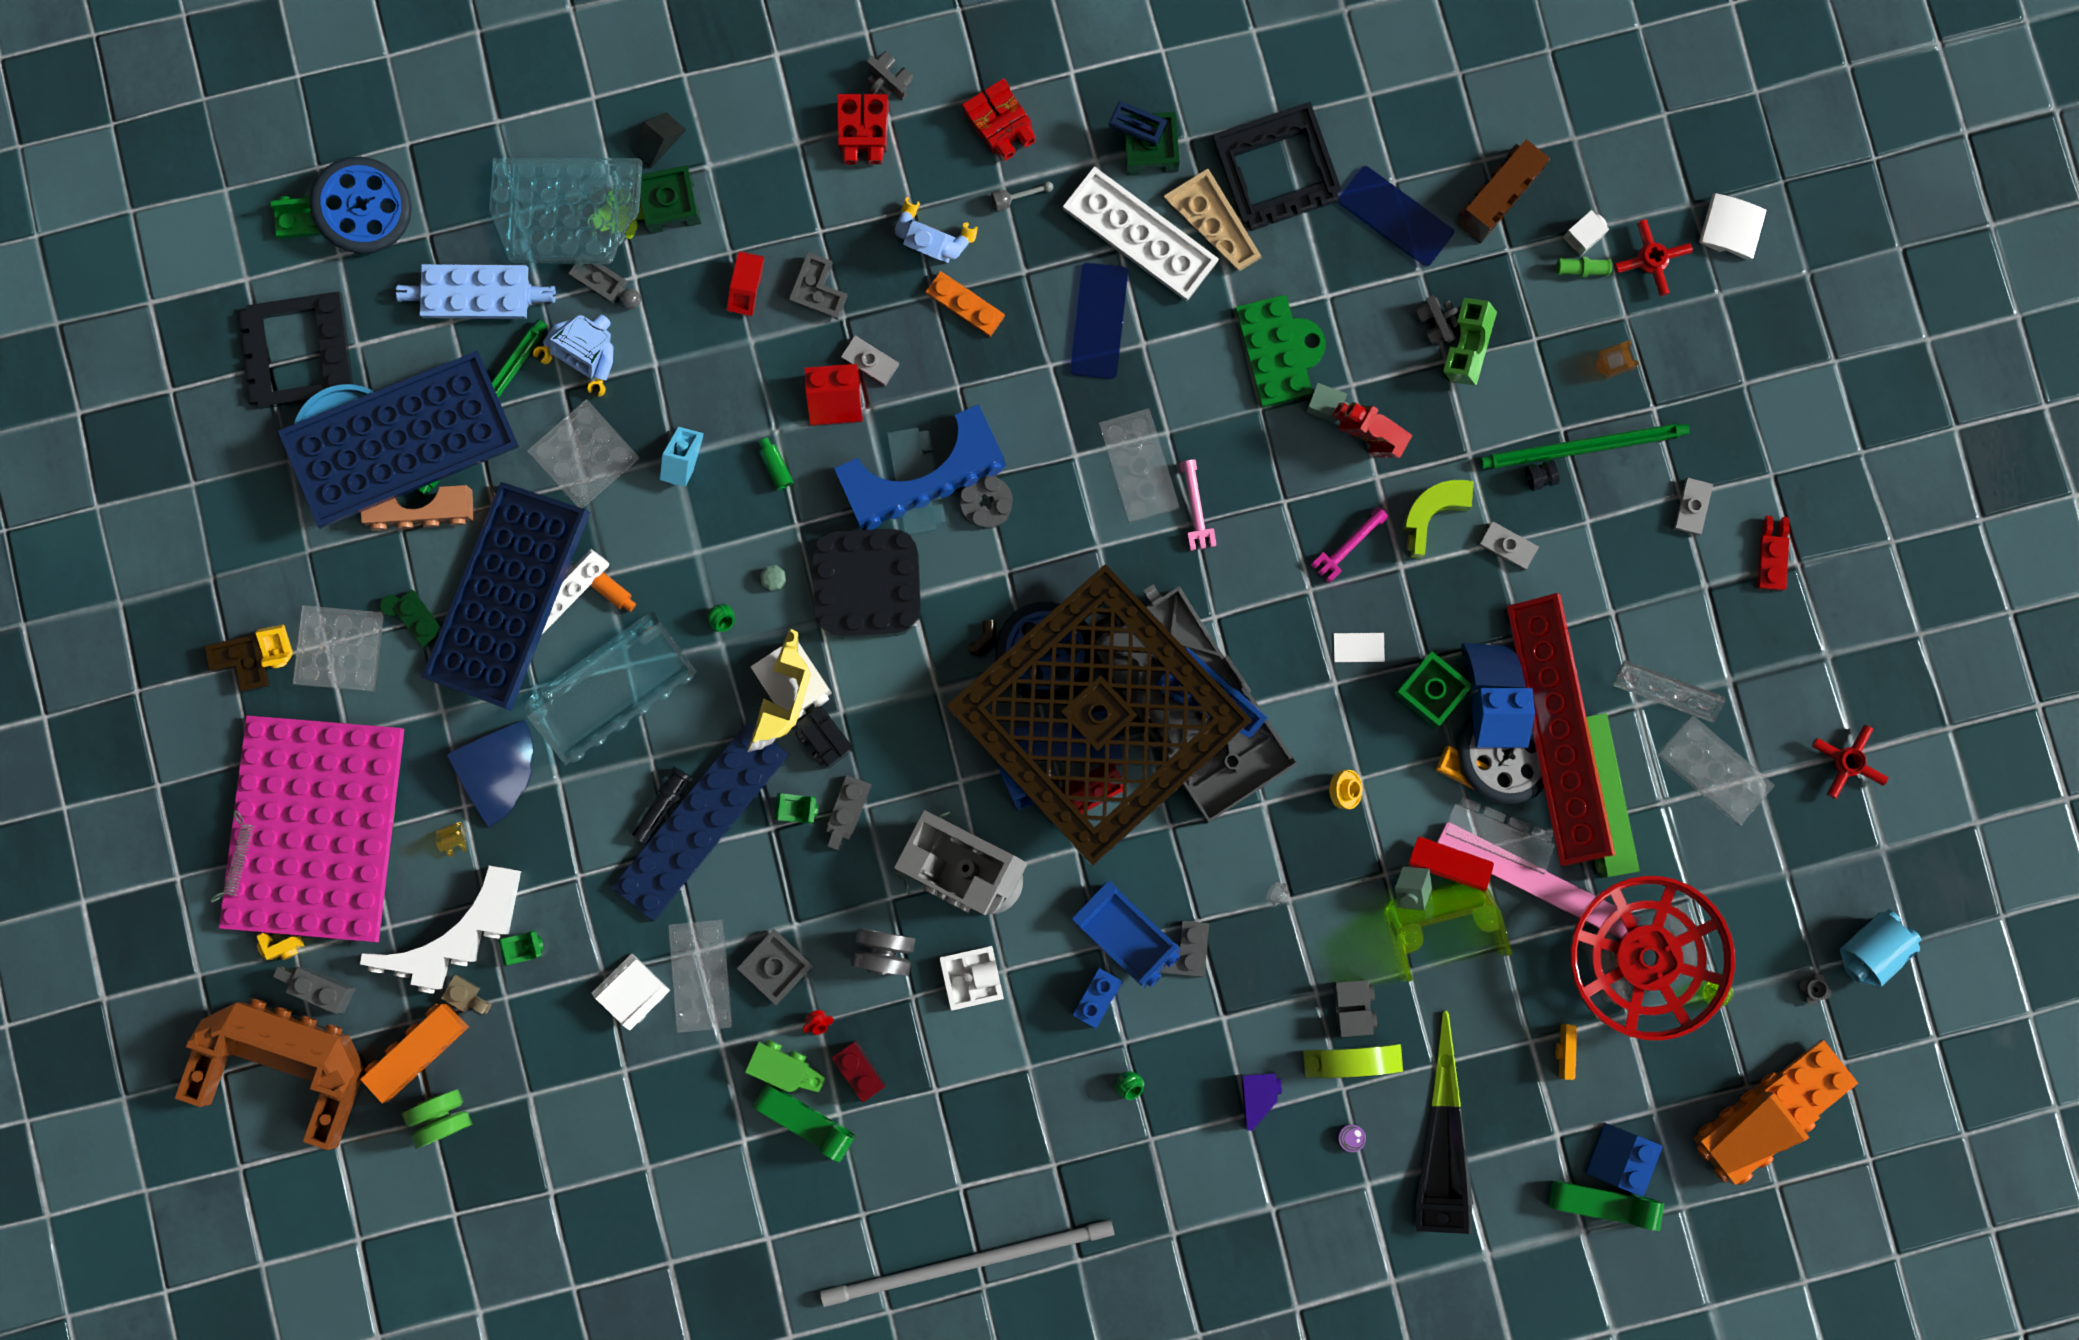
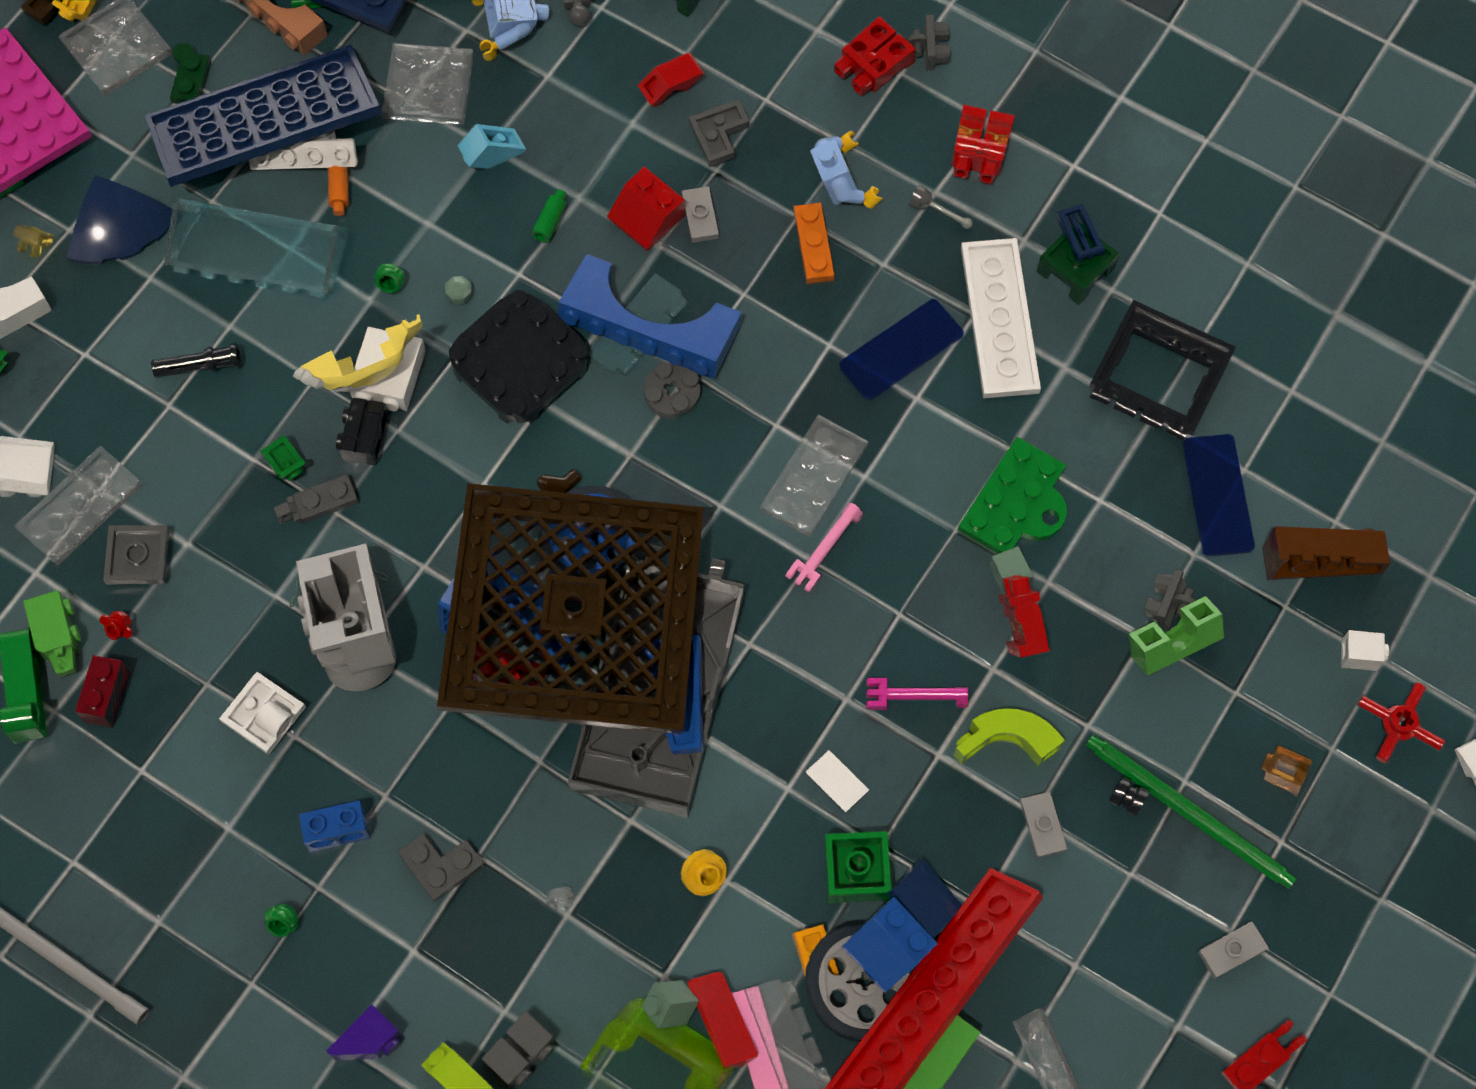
camera: 45 degrees right, 15 degrees down
(699, 823) = (205, 403): dark blue plate -> none
(883, 952) = (217, 621): flat silver wheel -> none
(1127, 935) = (411, 801): blue panel -> none
(1212, 216) = (1070, 358): tan wing -> none
(1583, 267) = (1334, 675): bright green pin -> none

